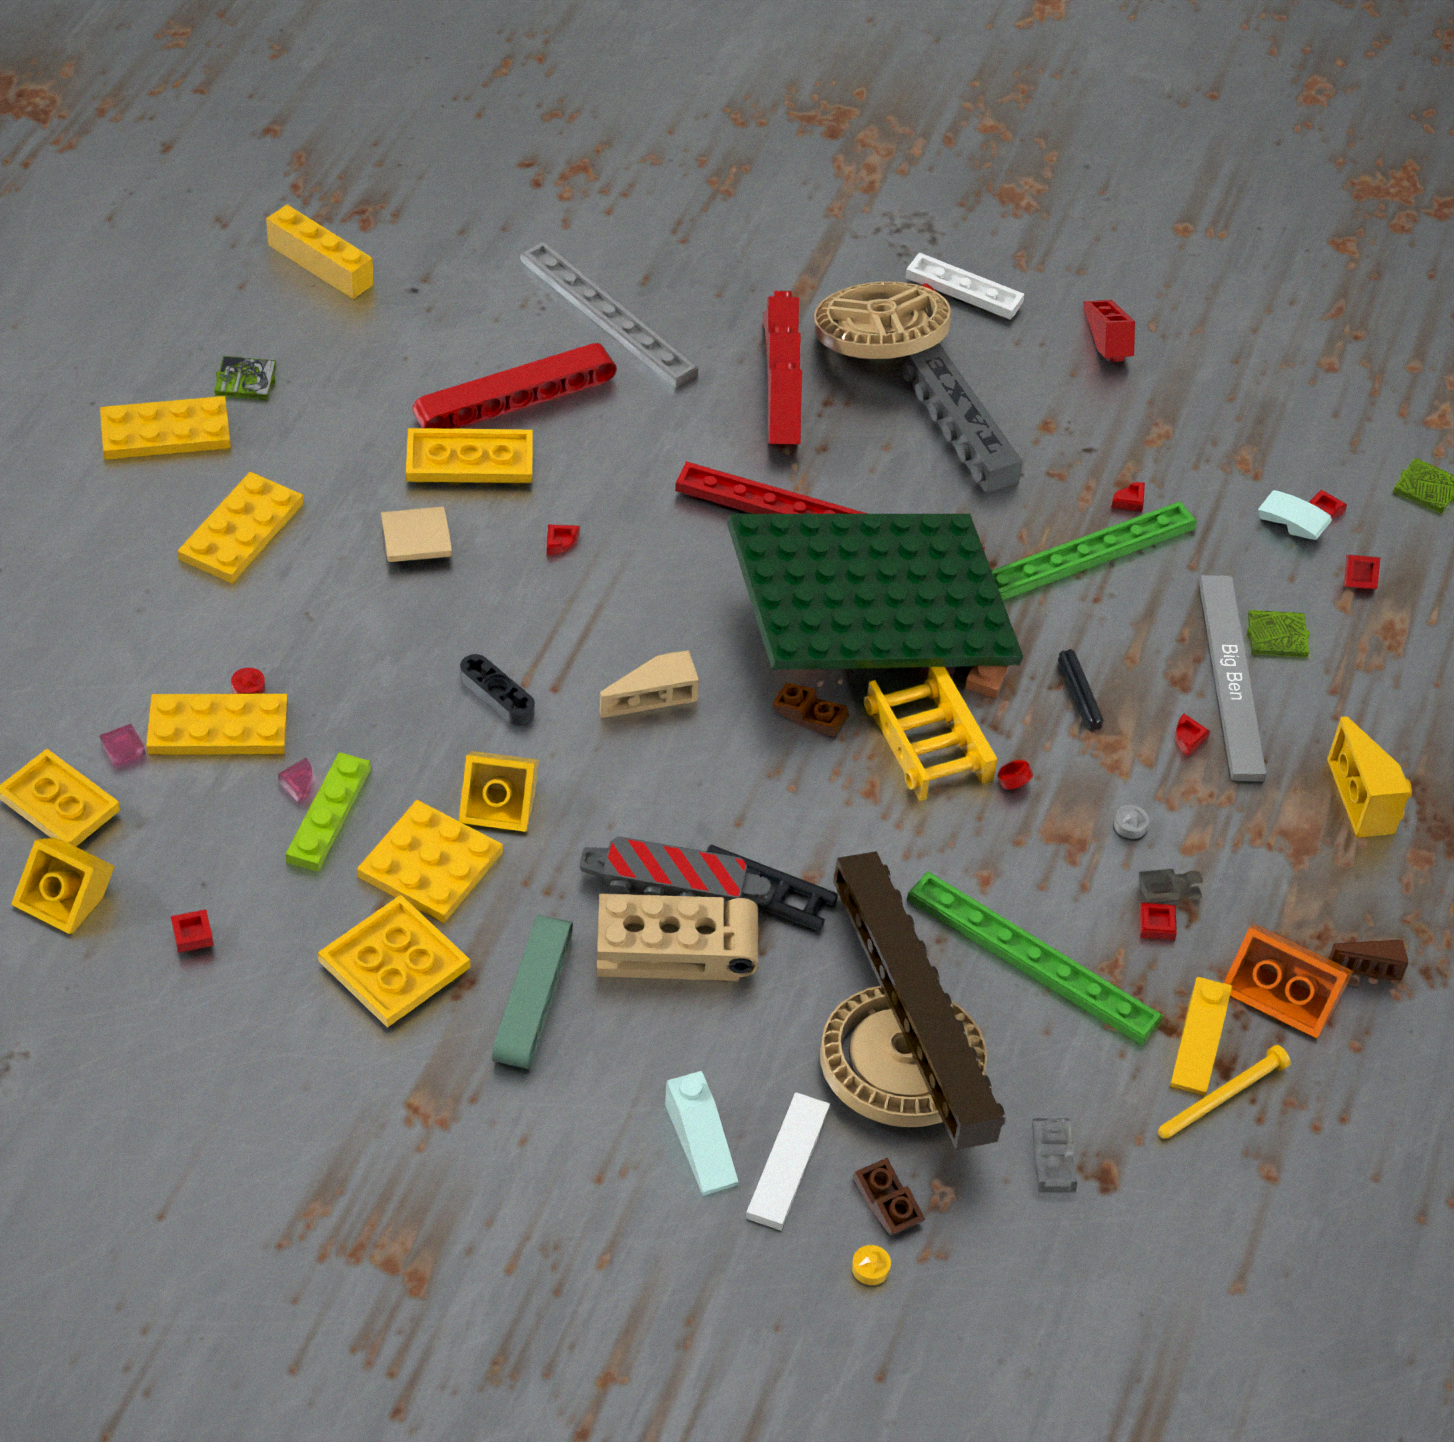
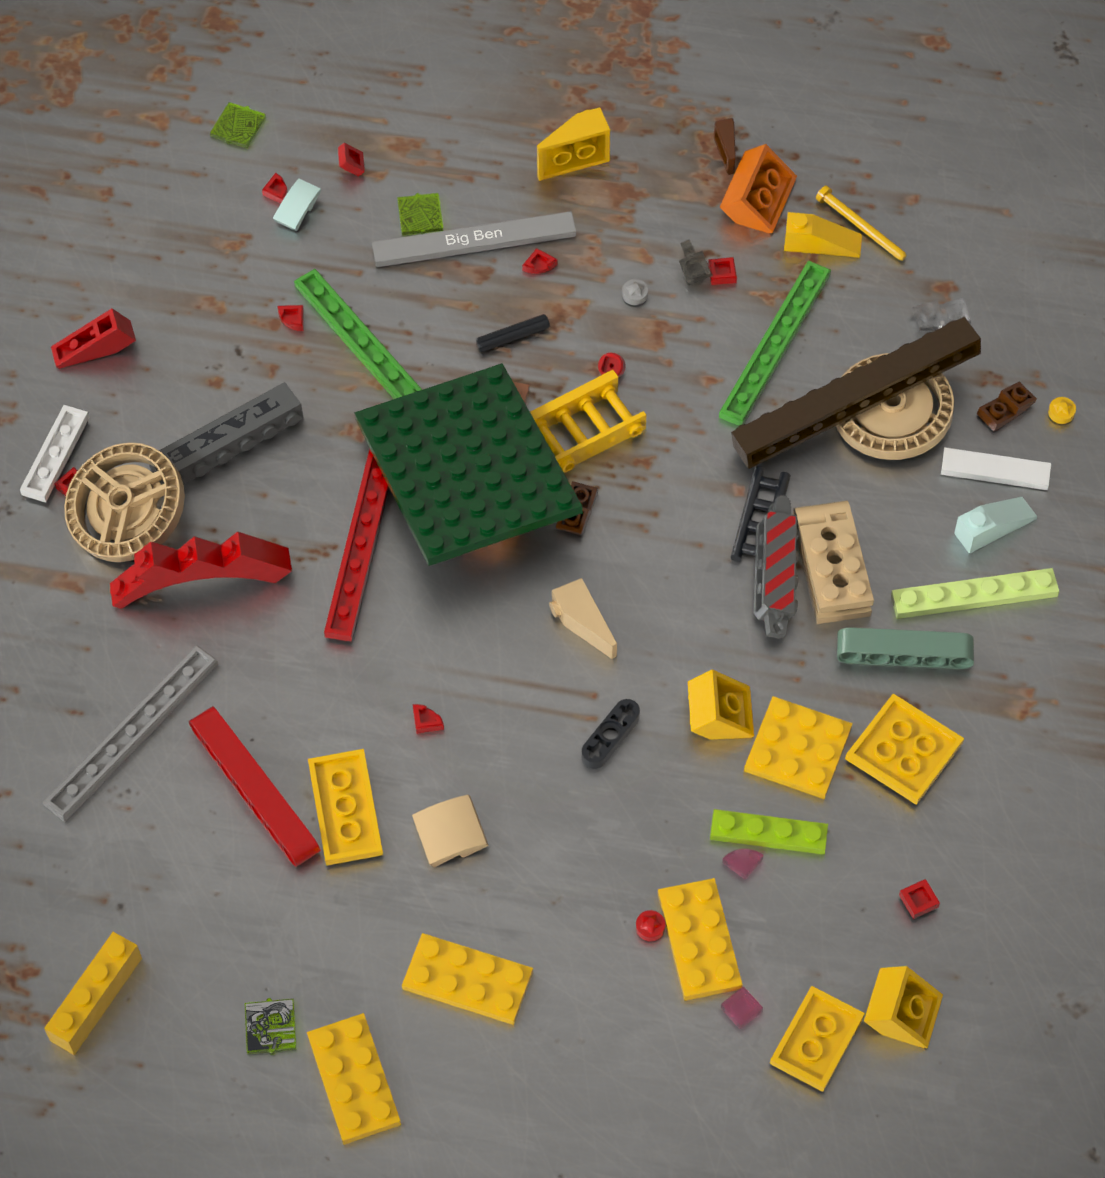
camera: 95 degrees left, 10 degrees up
(599, 1094) = (974, 593): none -> yellowish green plate

